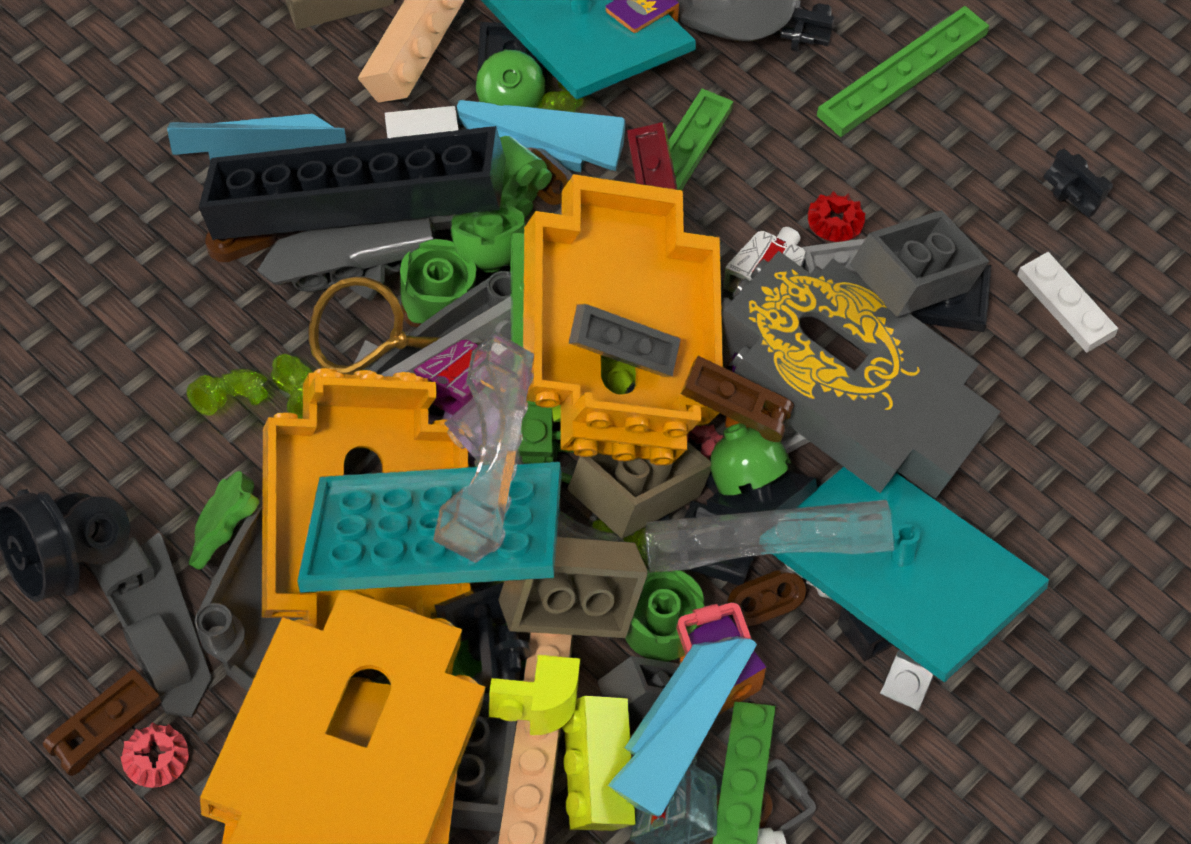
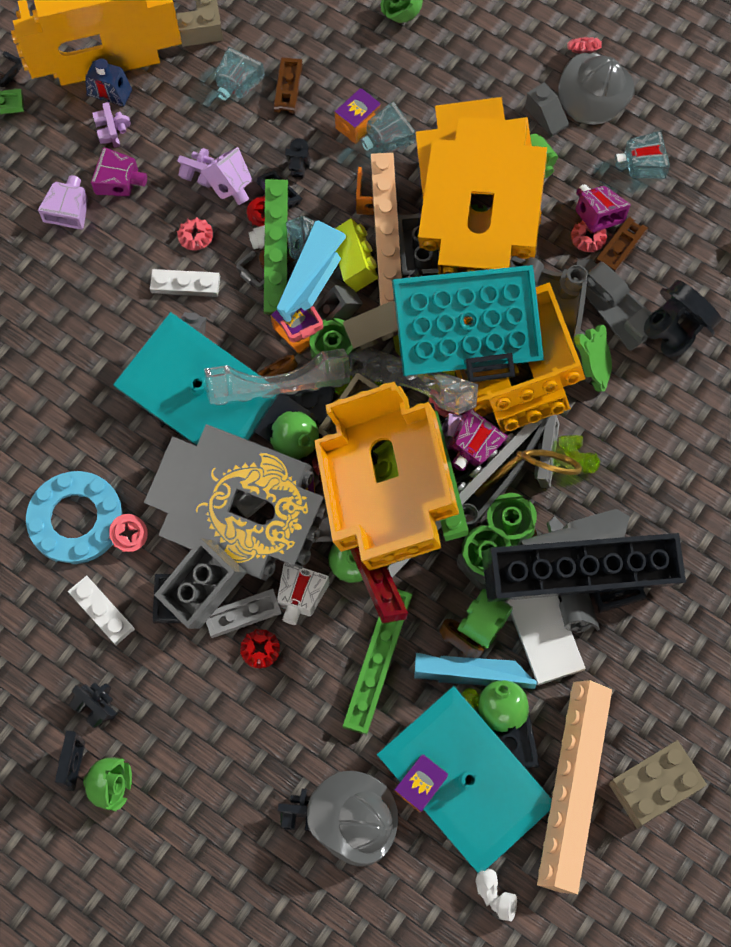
camera: 175 degrees right, 10 degrees up
(119, 784) = (601, 207): none -> magenta torso
(209, 393) = (614, 450): clear neon green arm -> none
(252, 135) = (671, 636): medium azure wedge -> none
(415, 463) = (469, 370): none -> black tile
(499, 383) = (443, 297): clear arch -> none
(545, 702) = (385, 252): neon yellow brick -> none
(624, 340) = (380, 449): dark grey plate -> none
(737, 398) = (306, 440): reddish brown plate -> none
(902, 71) = (221, 785): bright green plate -> none
(913, 796) = (185, 283): none -> white plate
(1036, 376) = (133, 524): none -> coral gear
(1060, 85) = (107, 783): none -> bright green cylinder
(1085, 474) = (50, 494): none -> medium azure plate
(1111, 108) = (70, 761): none -> black plate

